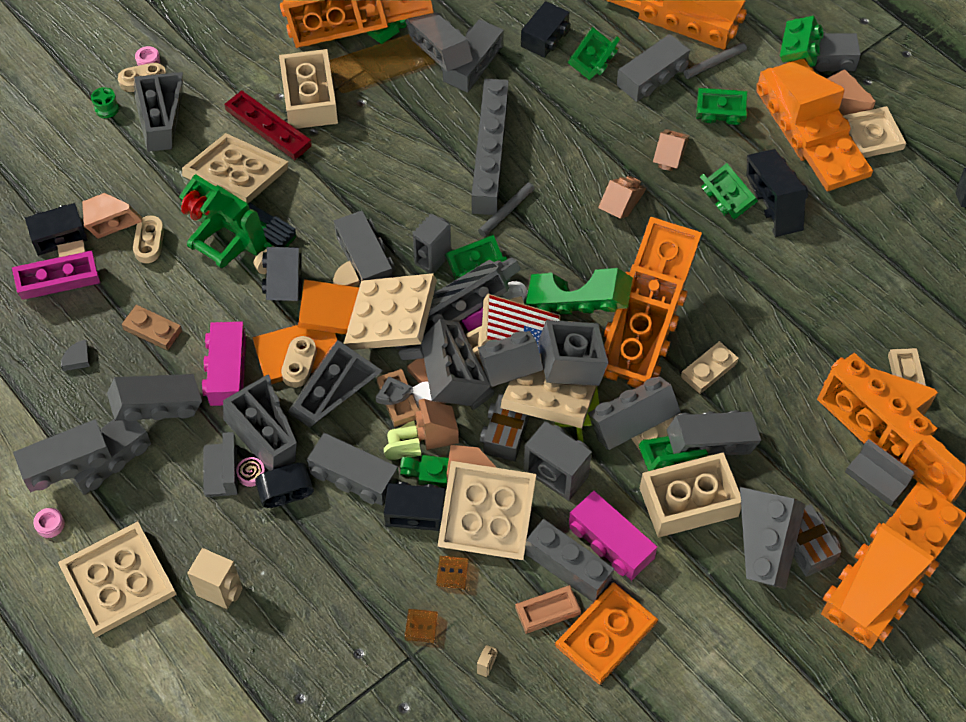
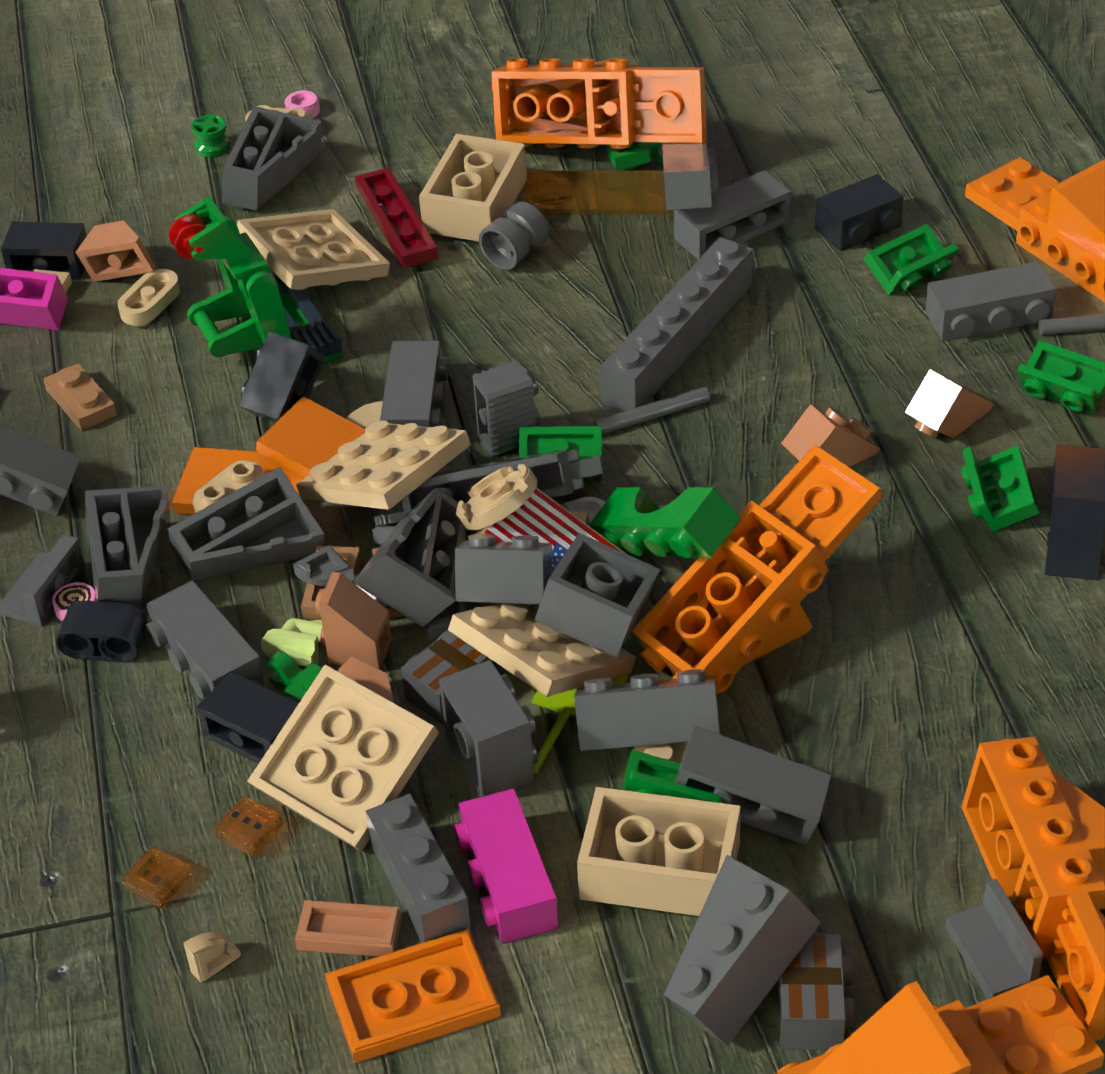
camera: 30 degrees right, 15 degrees down
(224, 361) = (142, 453): dark pink brick -> none
(353, 115) = (513, 235): none -> dark grey wheel
(480, 312) = (496, 496): none -> tan tile
(709, 367) = (817, 706): tan plate -> none

